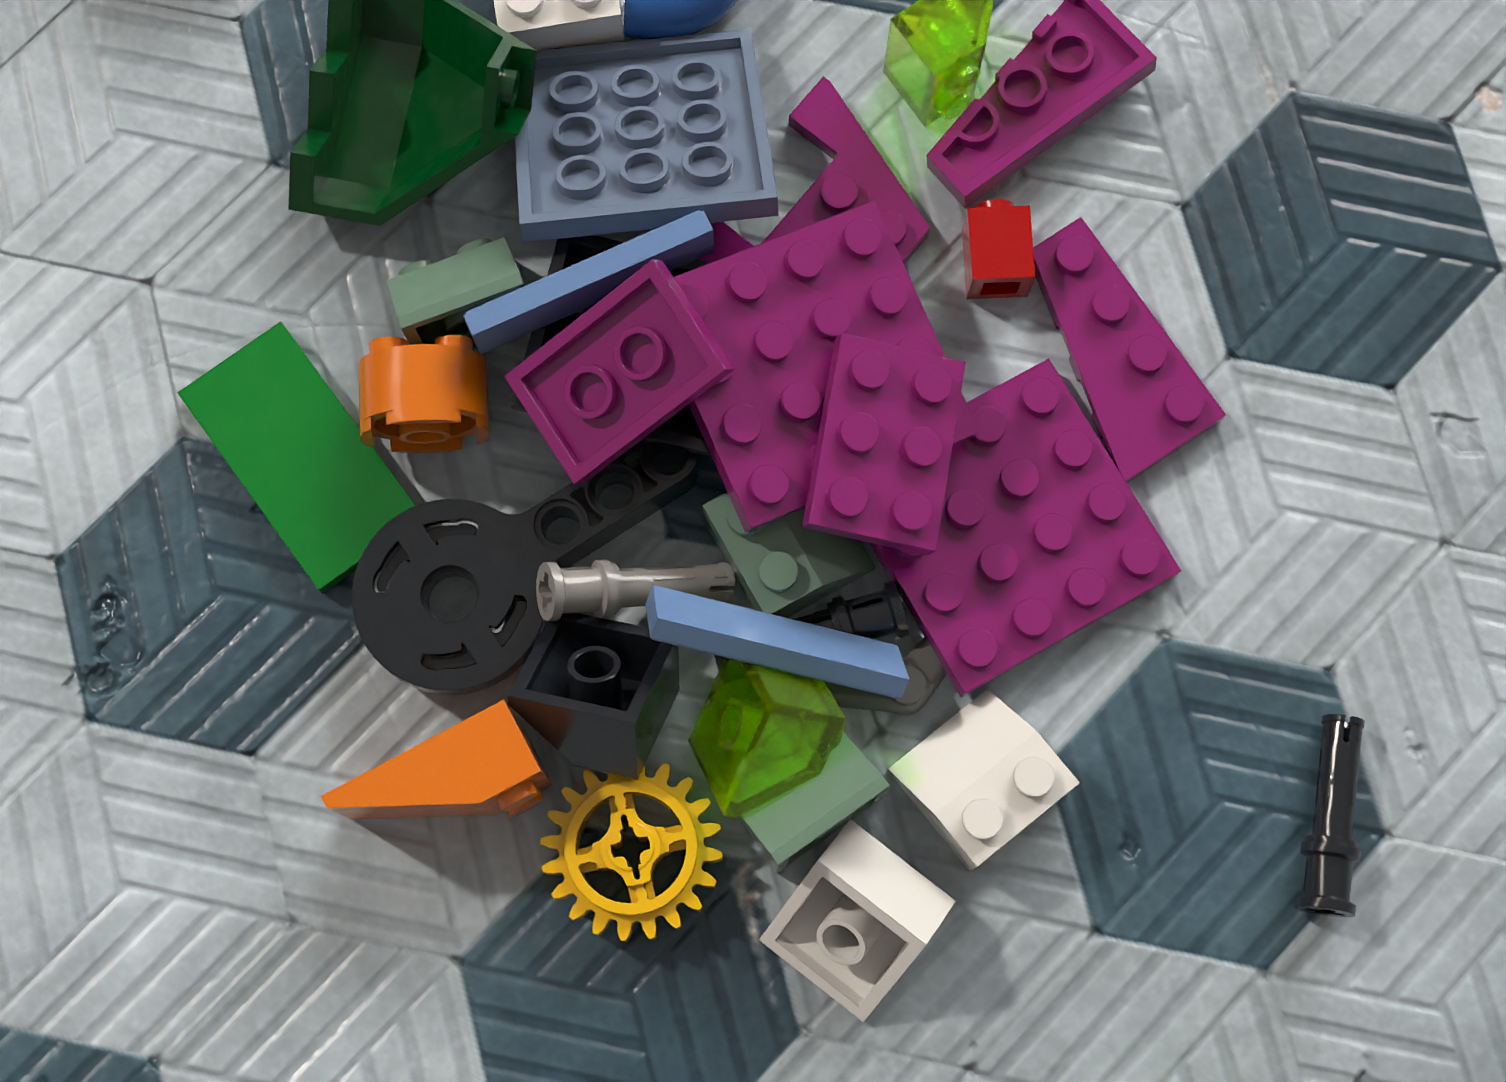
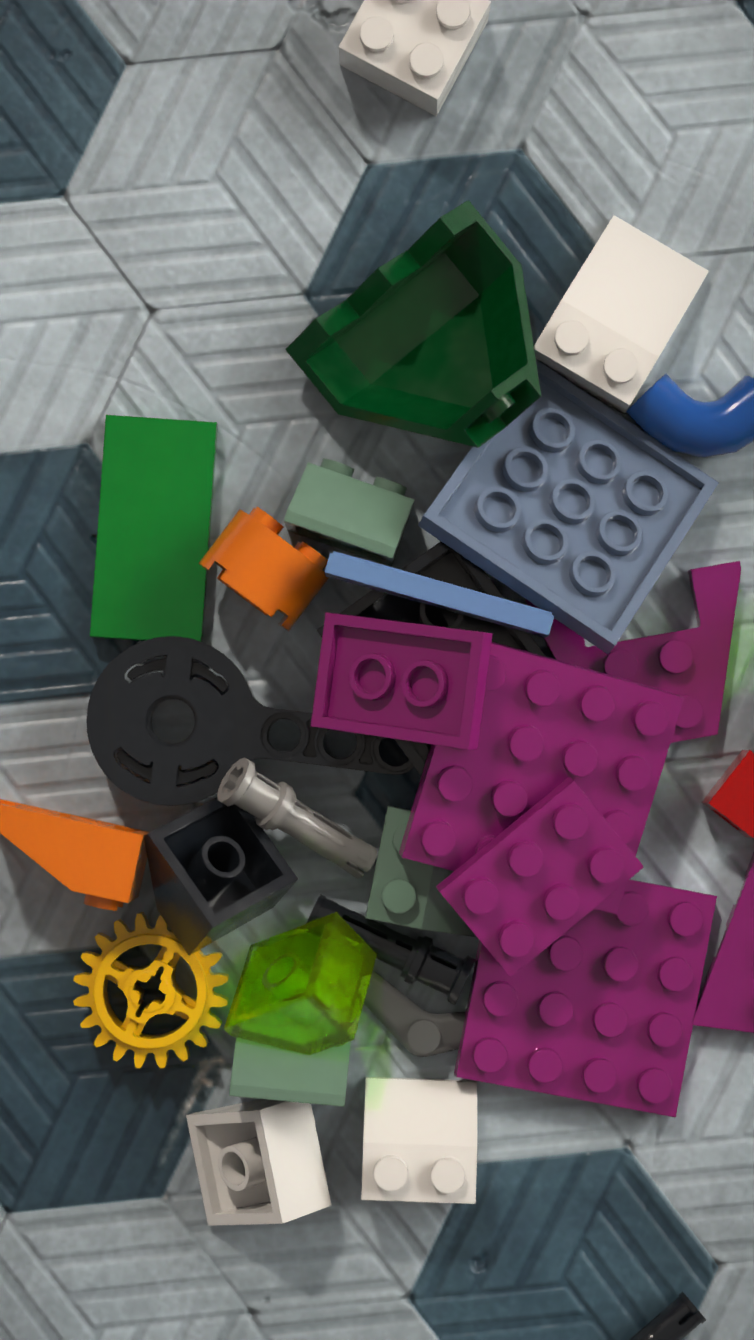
camera: 40 degrees right, 10 degrees up
(775, 642) = (355, 943): medium blue tile -> none

